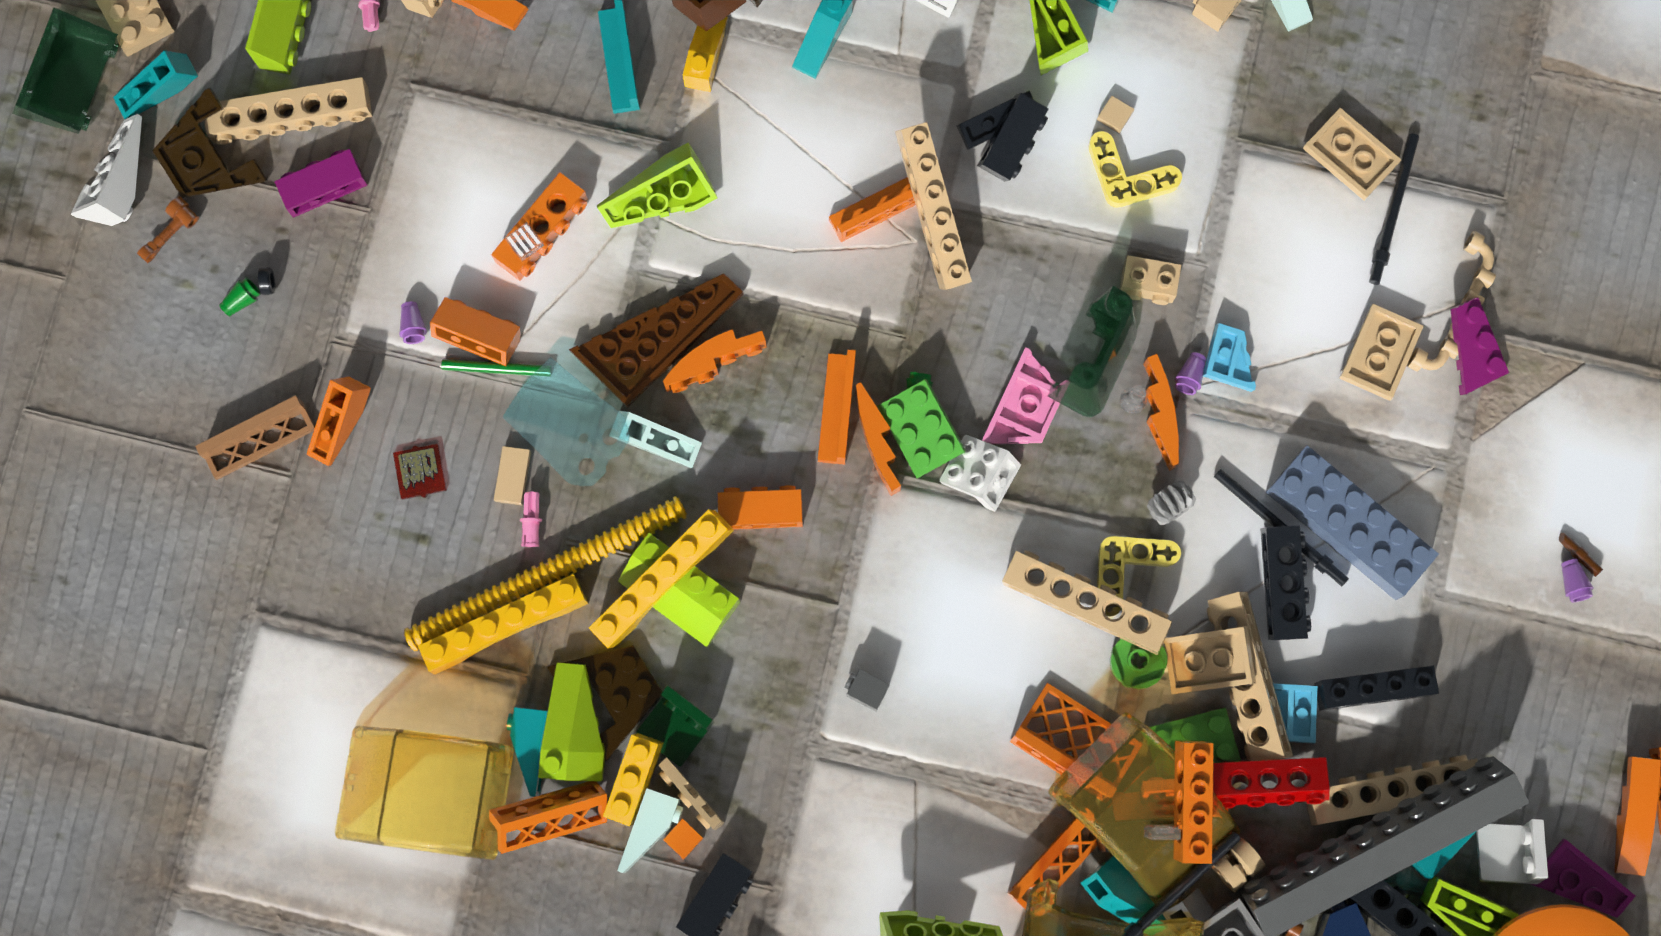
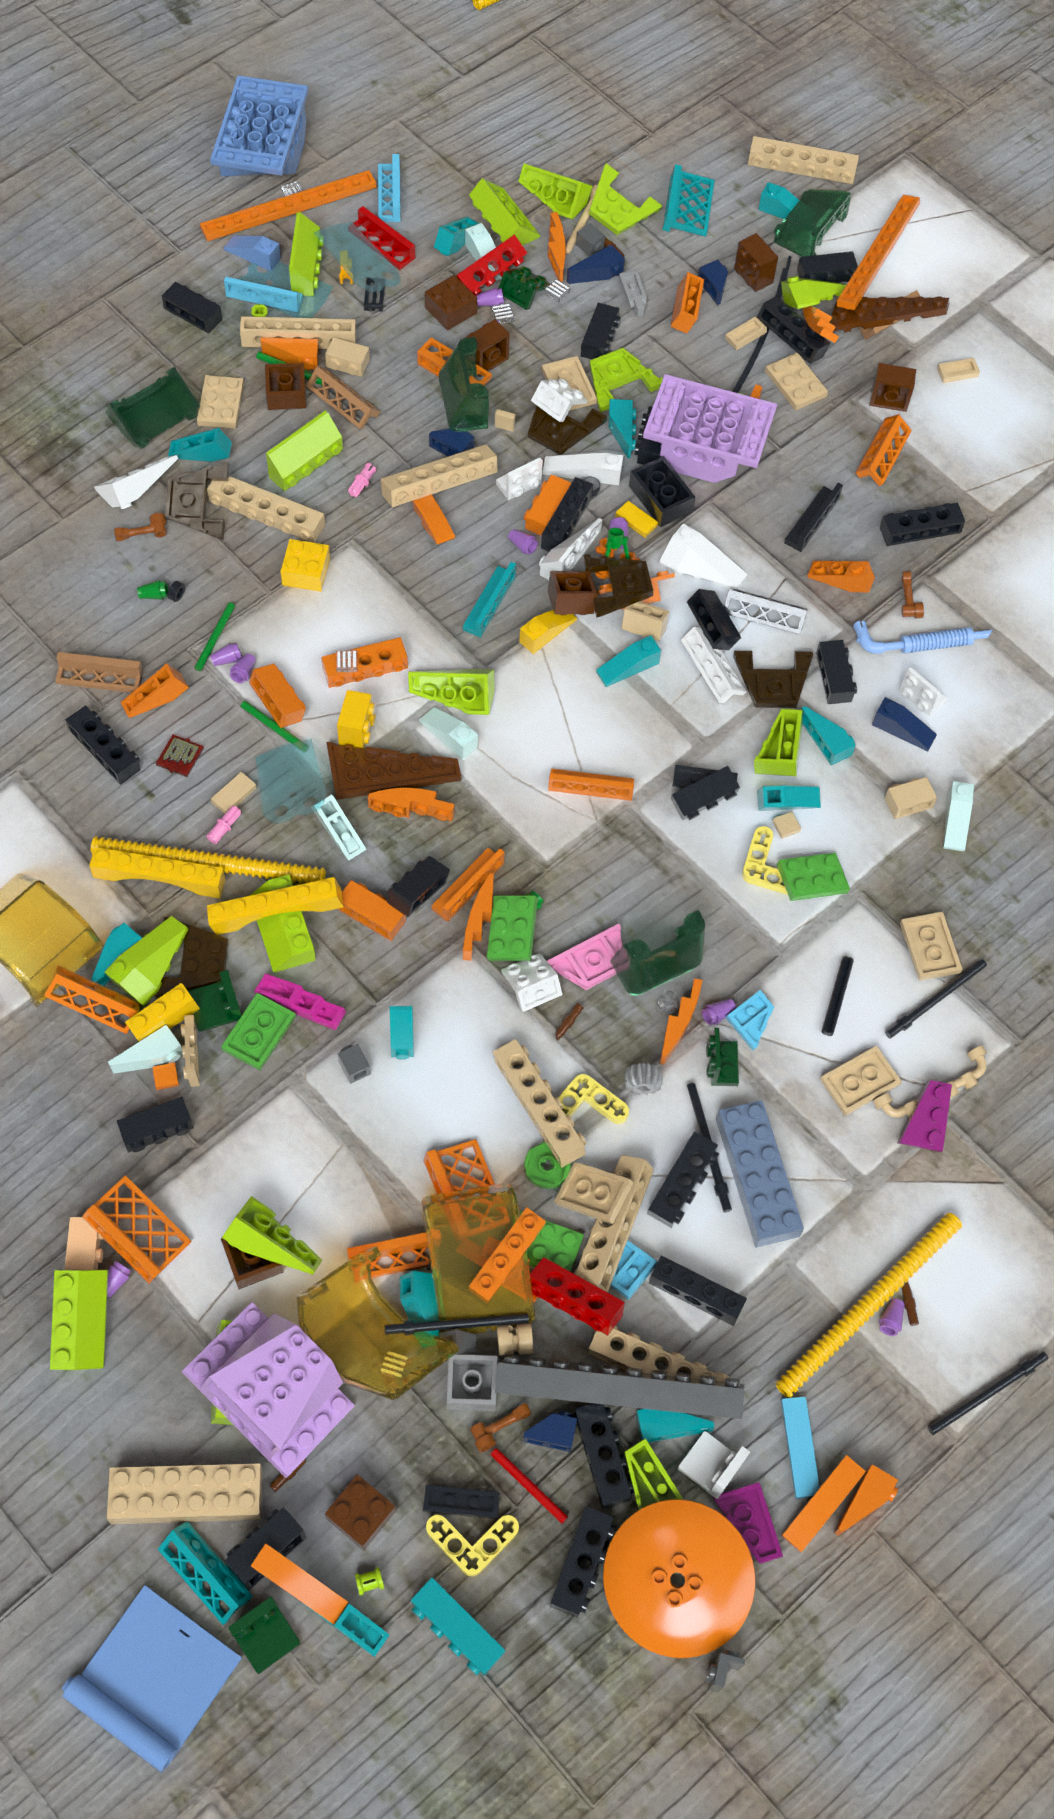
camera: 30 degrees right, 15 degrees down
(320, 182) = (252, 558): magenta brick -> none
(349, 304) = (214, 636): none -> green bar
(369, 533) = (121, 768): none -> black brick
(381, 319) = (226, 655): none -> medium lavender cone
(386, 153) = (305, 565): none -> yellow brick
(583, 302) = (355, 719): none -> yellow brick
(690, 245) = (451, 732): none -> light aqua slope
(743, 724) = (258, 1031): none -> bright green plate
(760, 661) = (300, 1002): none -> dark pink slope
(791, 450) = (417, 885): none -> black brick
(898, 628) = (401, 1032): none -> teal slope
(933, 206) = (619, 797): tan brick -> none
(1047, 489) = (568, 1021): none -> reddish brown piece
(1098, 84) = (788, 798): none -> teal slope
(1150, 279) = (733, 935): tan brick -> none
(1162, 832) = (471, 1261): clear tile -> none
(1184, 157) = (813, 876): none -> bright green plate
(1232, 426) = (722, 1061): none -> dark green bracket
(1296, 273) = (837, 996): none -> black axle
(1545, 583) = (868, 1305): none -> yellow piece
(1575, 774) = (800, 1447): none -> medium azure tile

